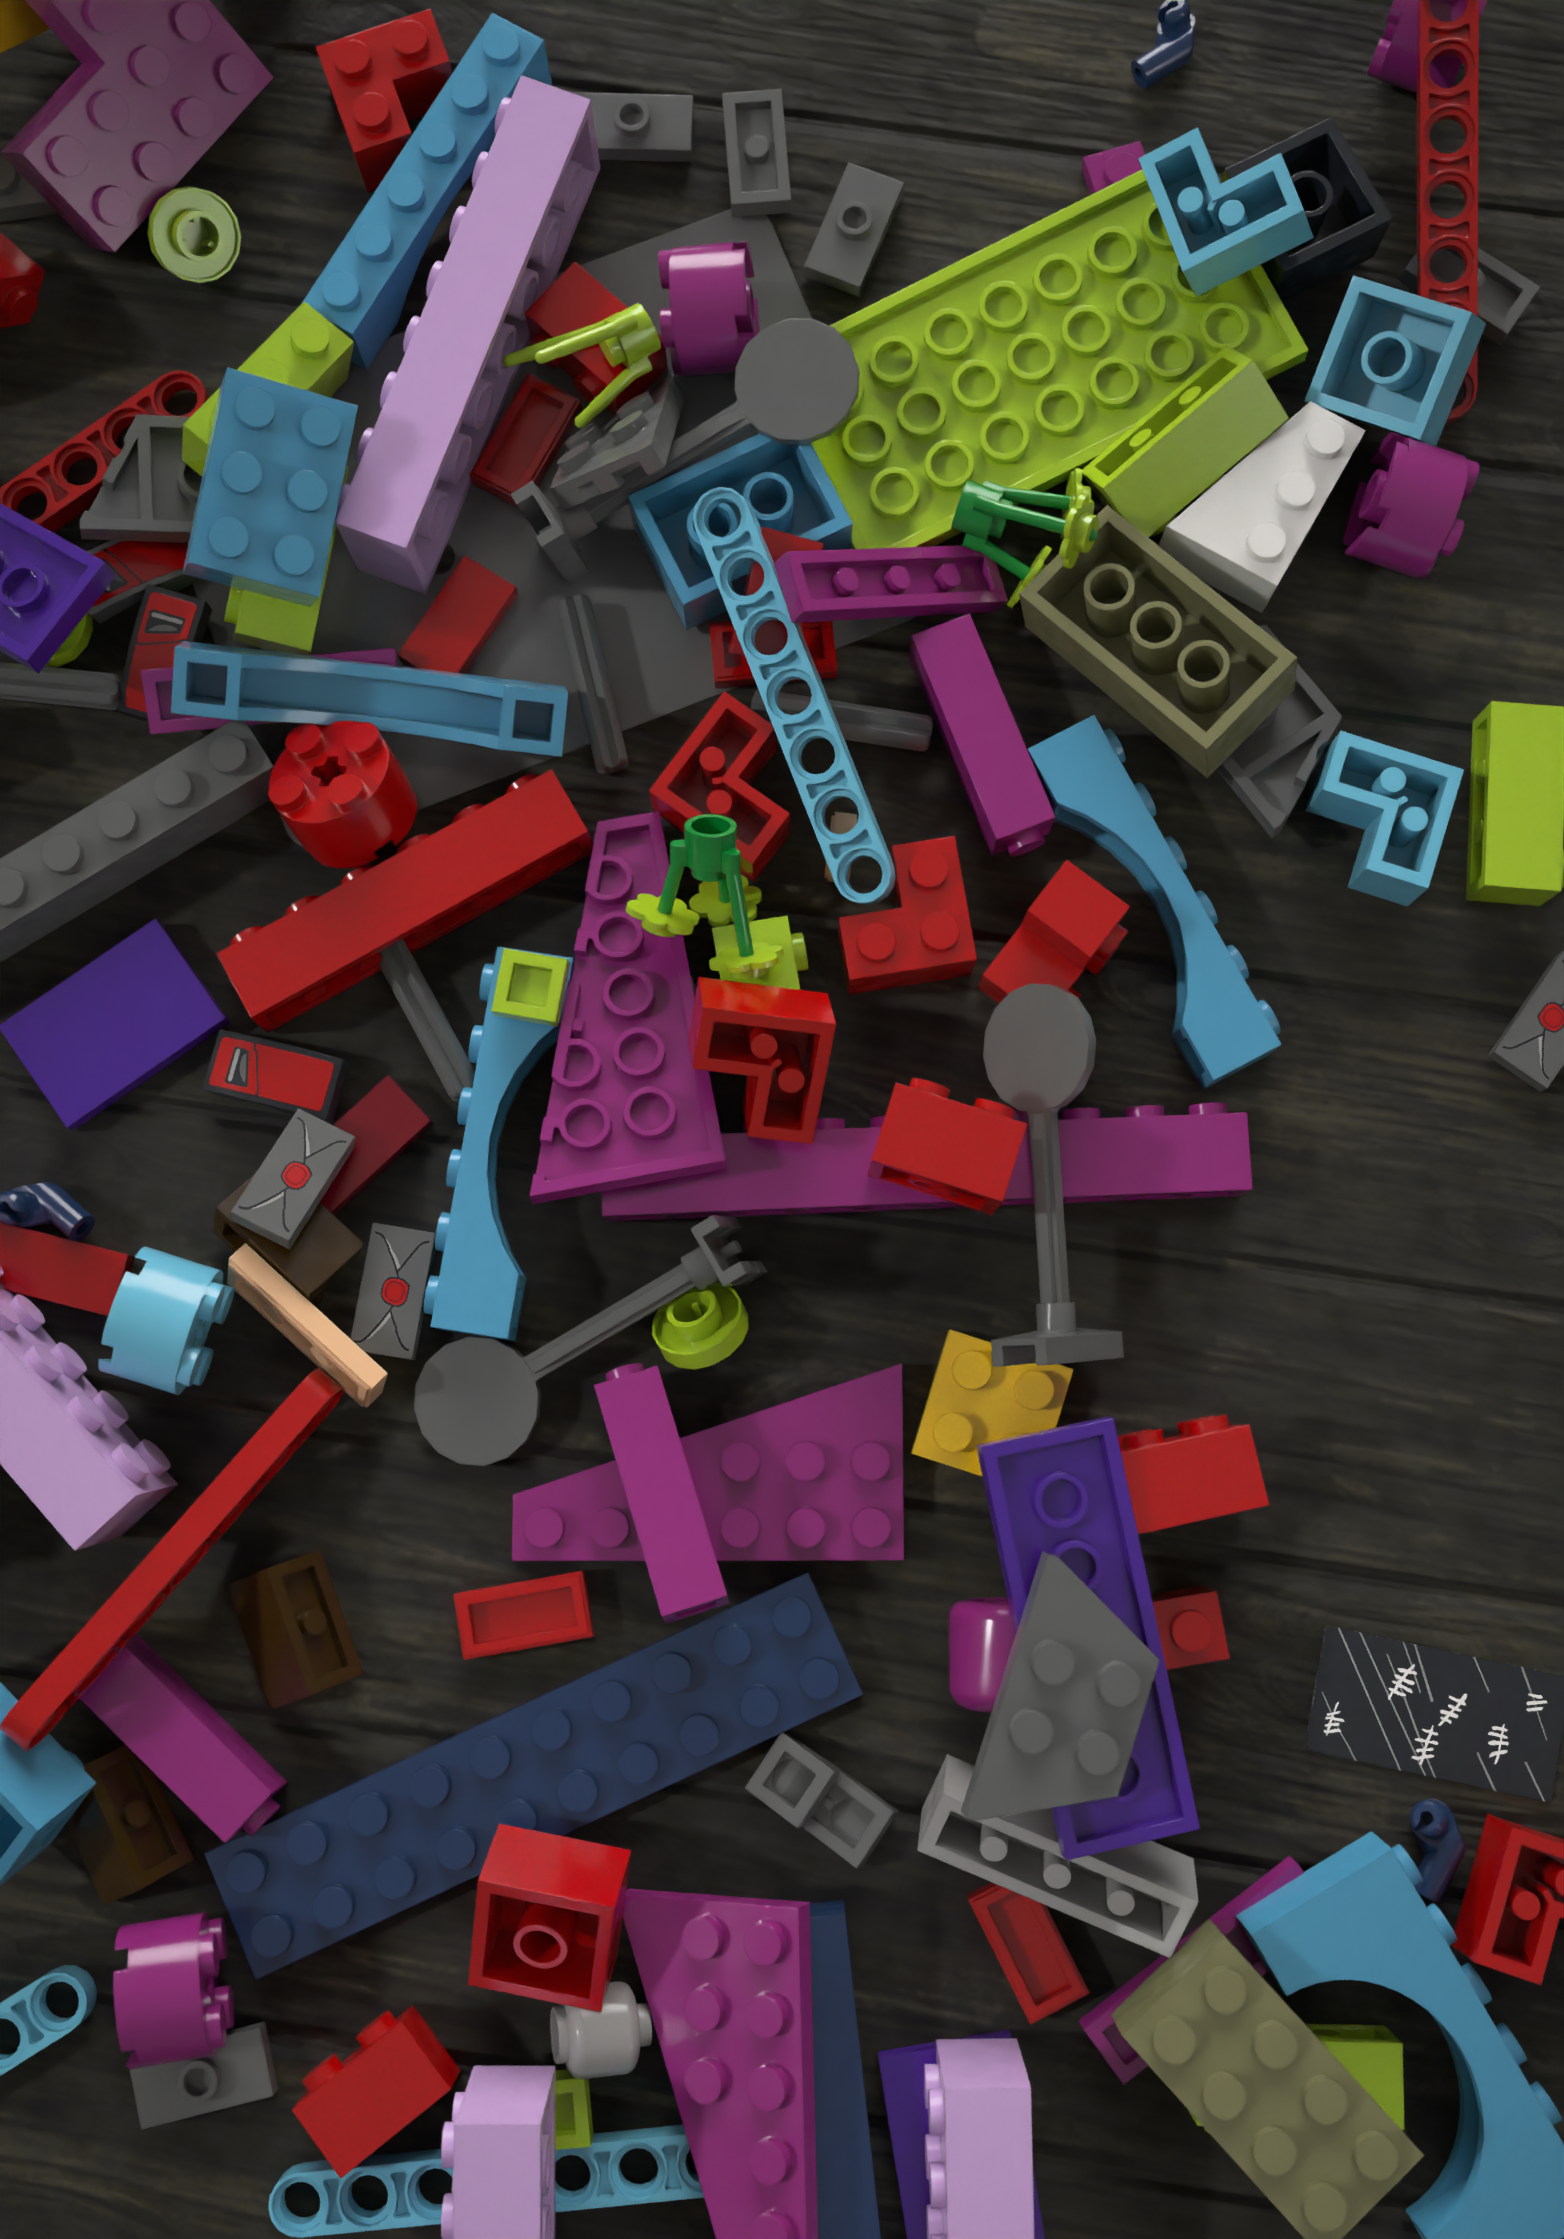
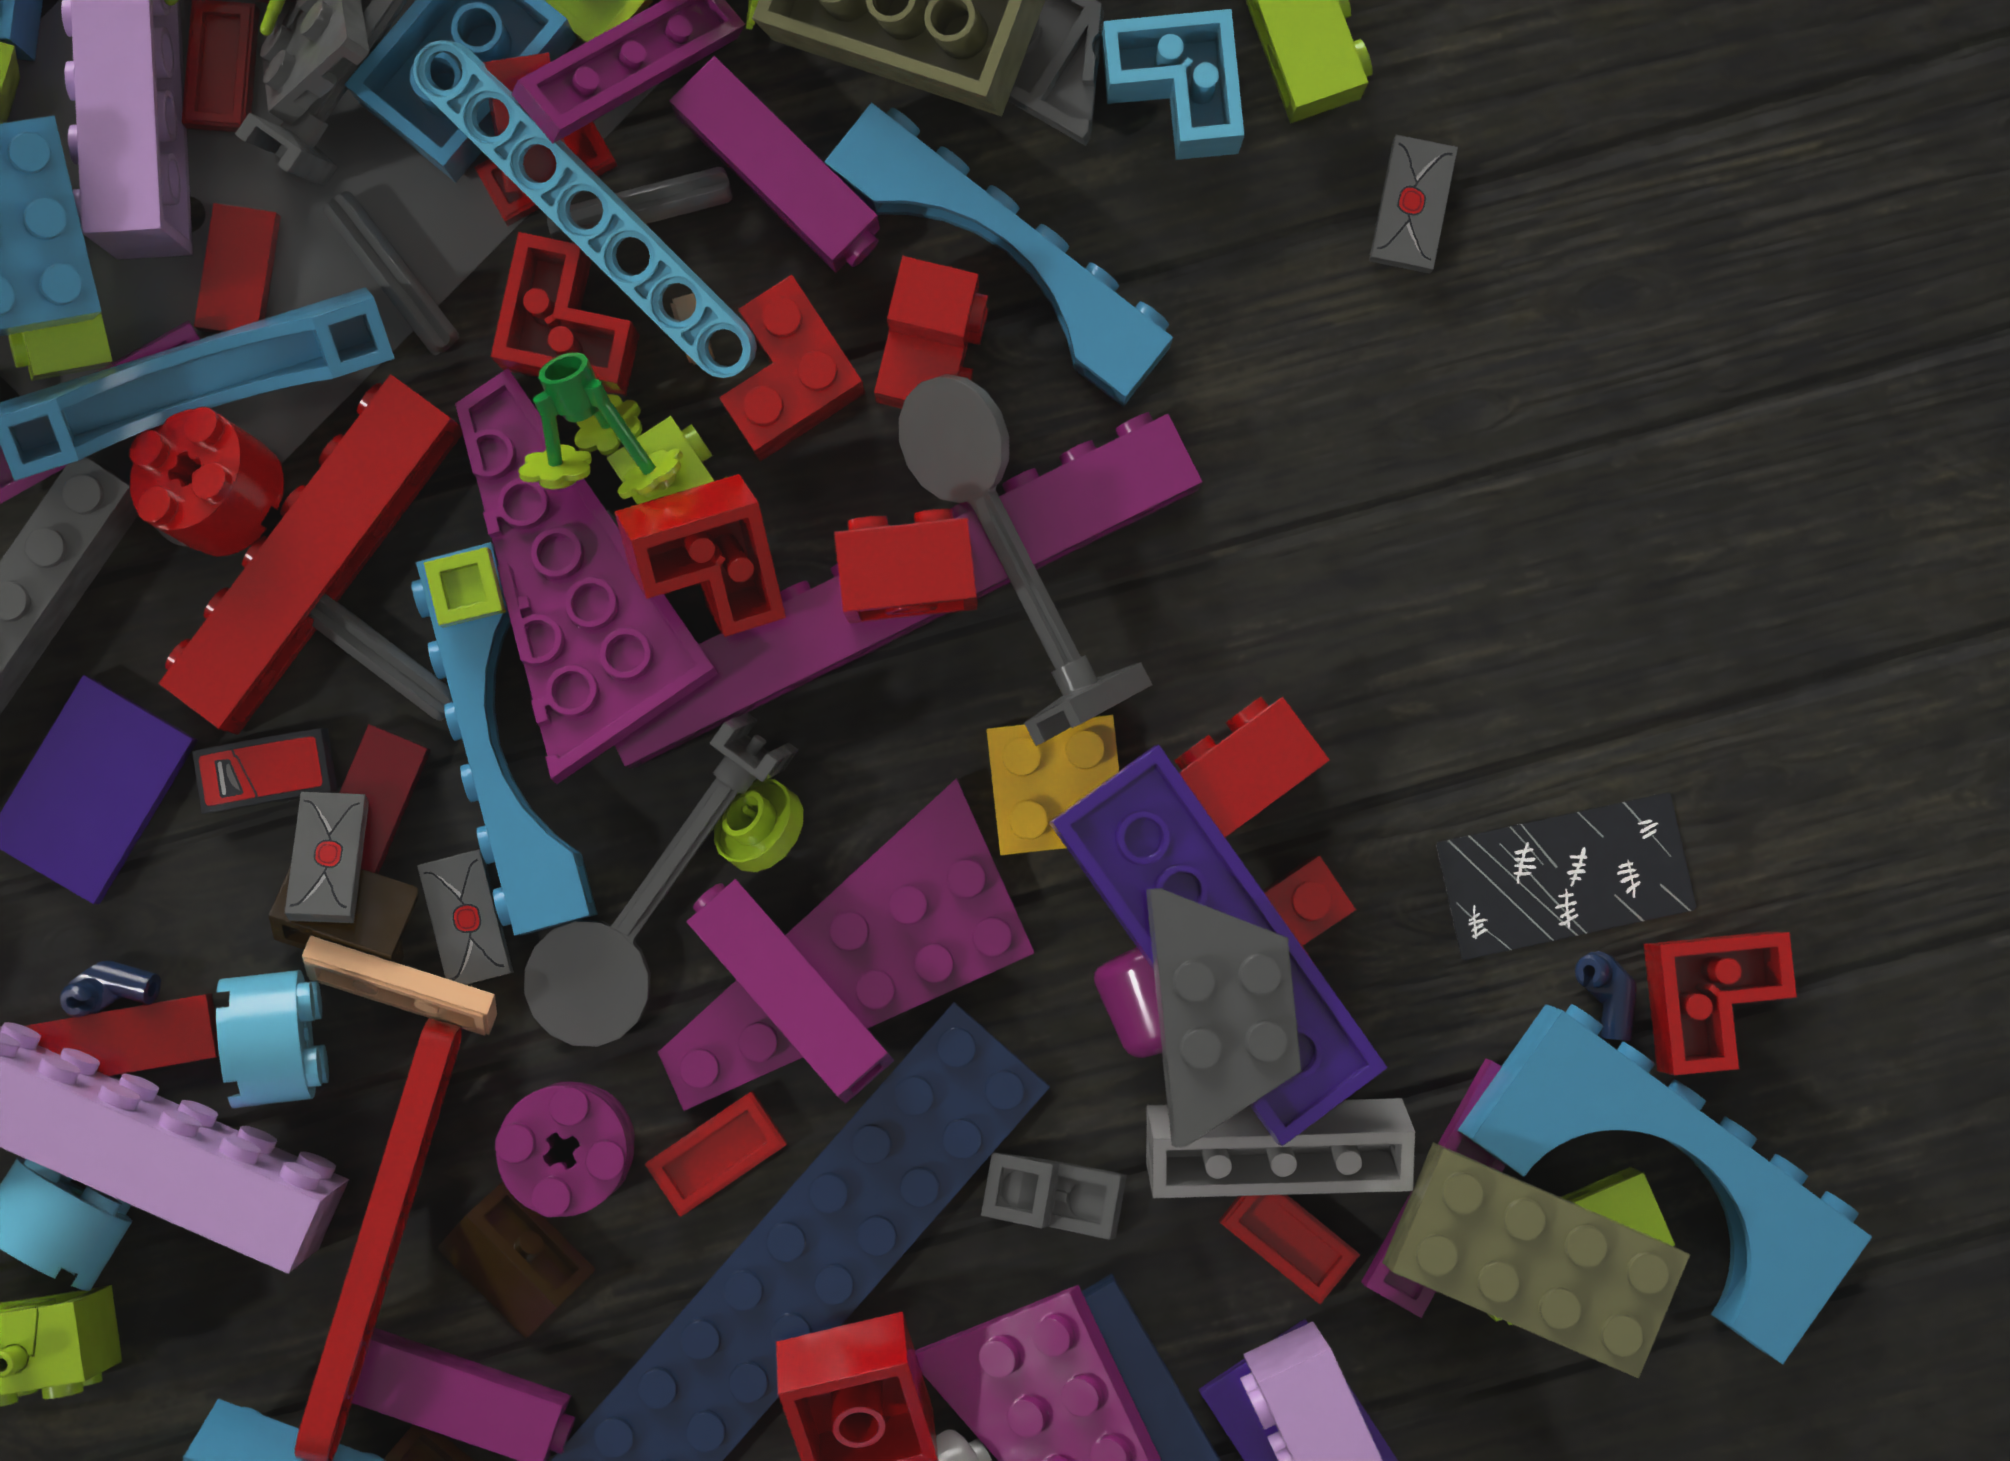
camera: 30 degrees left, 5 degrees up
(349, 1557) = (529, 1139): none -> magenta brick

